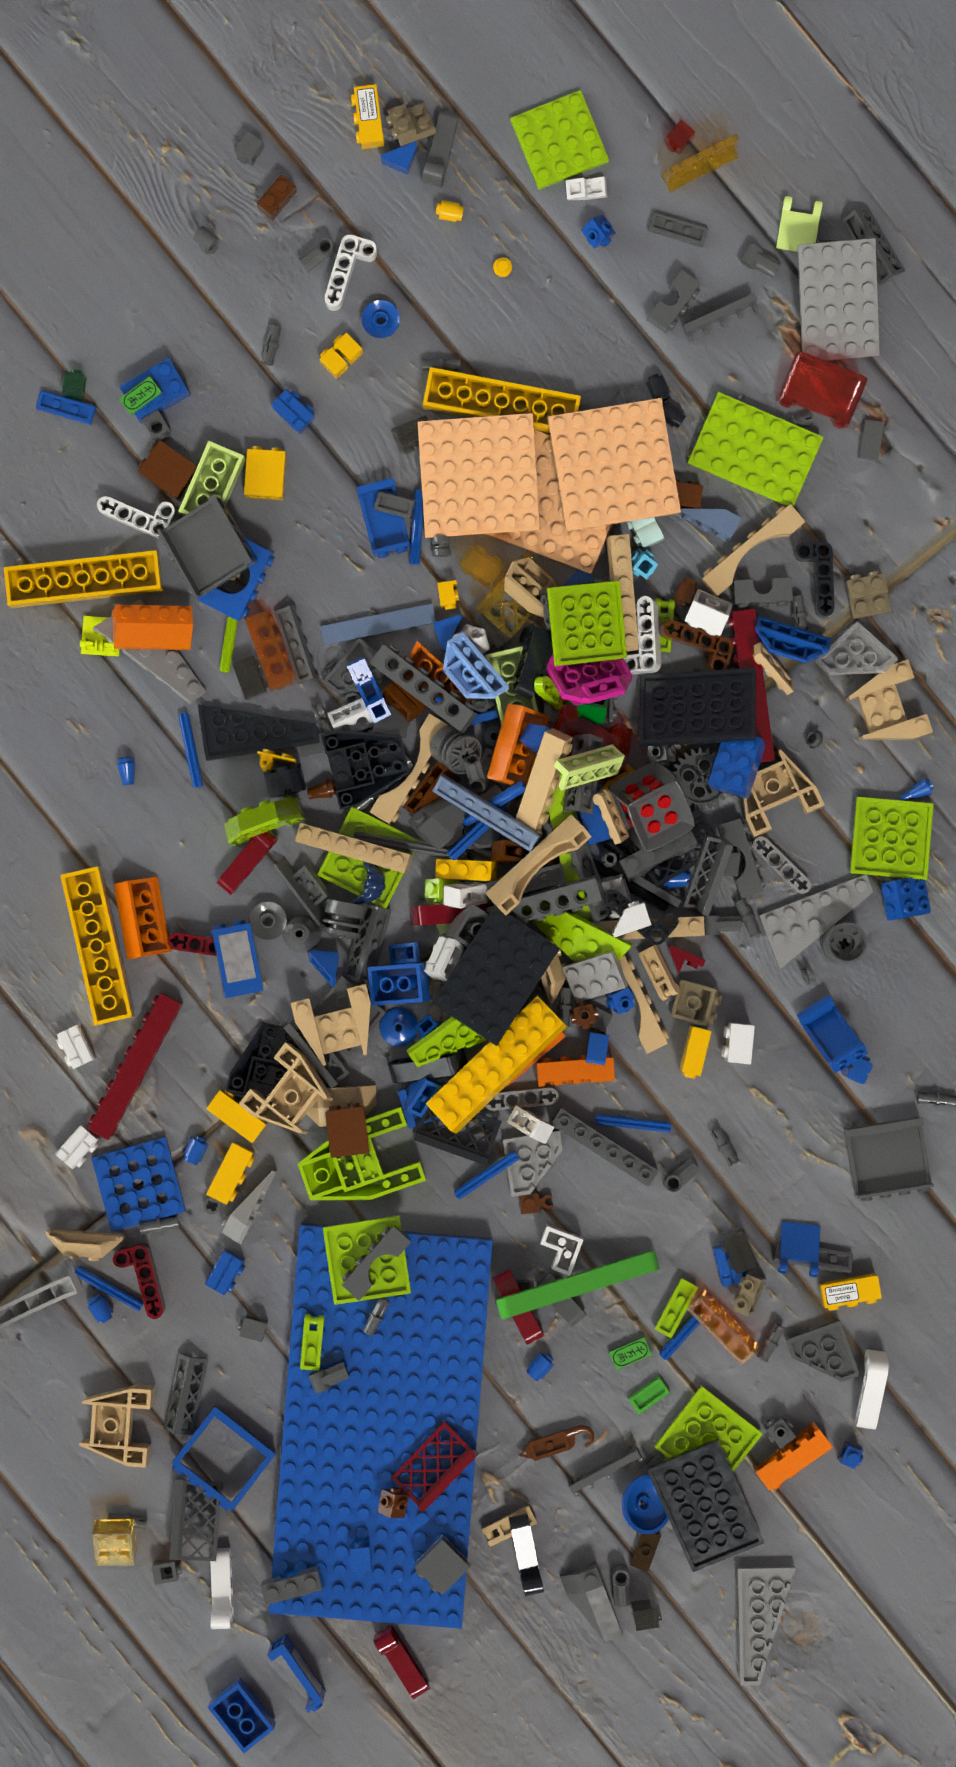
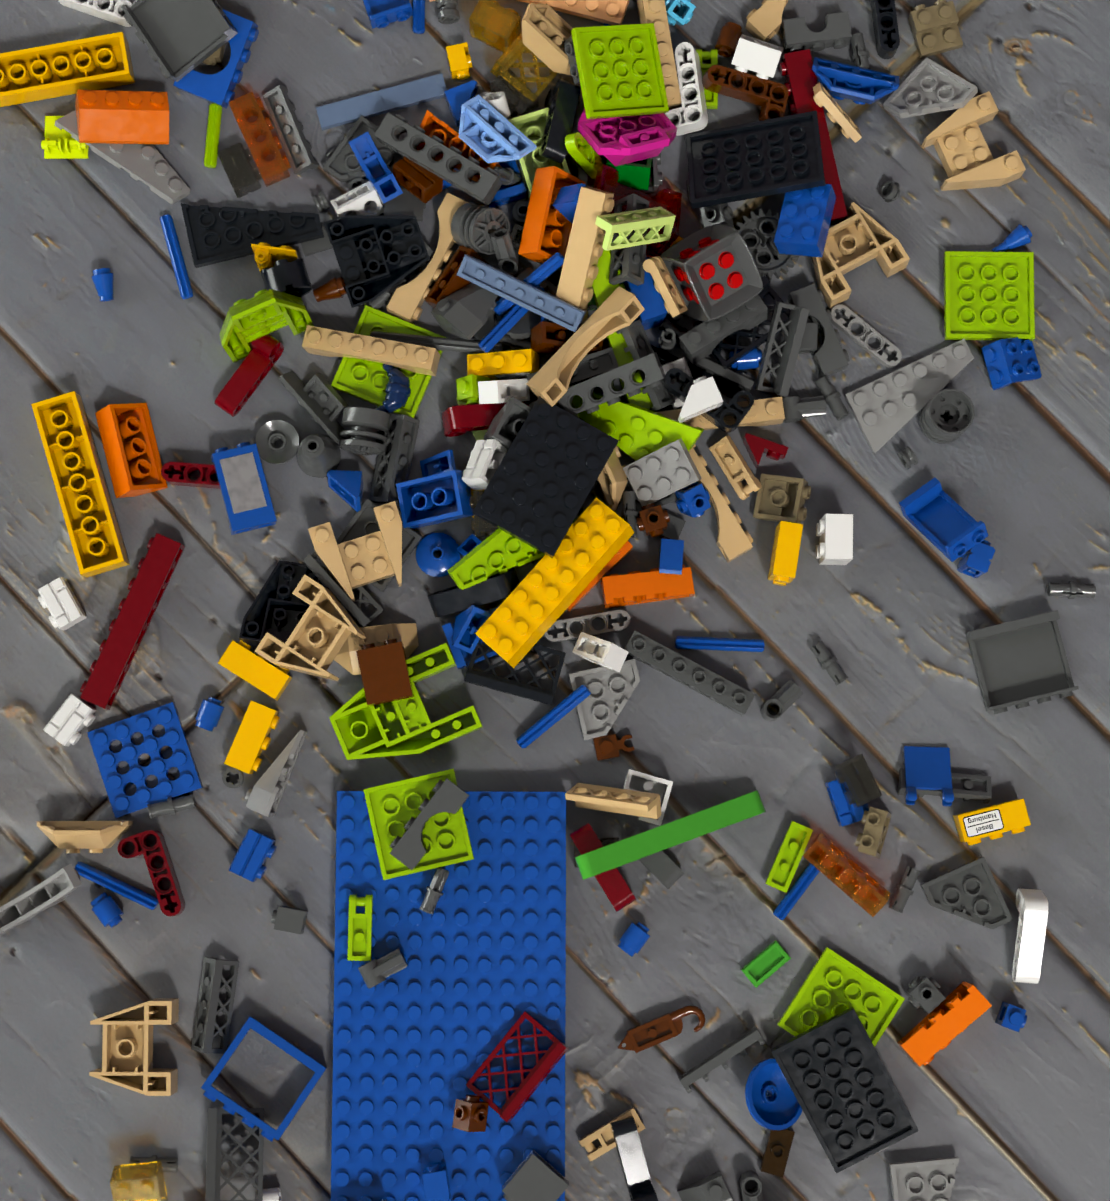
camera: 10 degrees left, 5 degrees down
(533, 1251) = (615, 800): none -> tan fence
(630, 1353) = (739, 915): bright green tile -> none

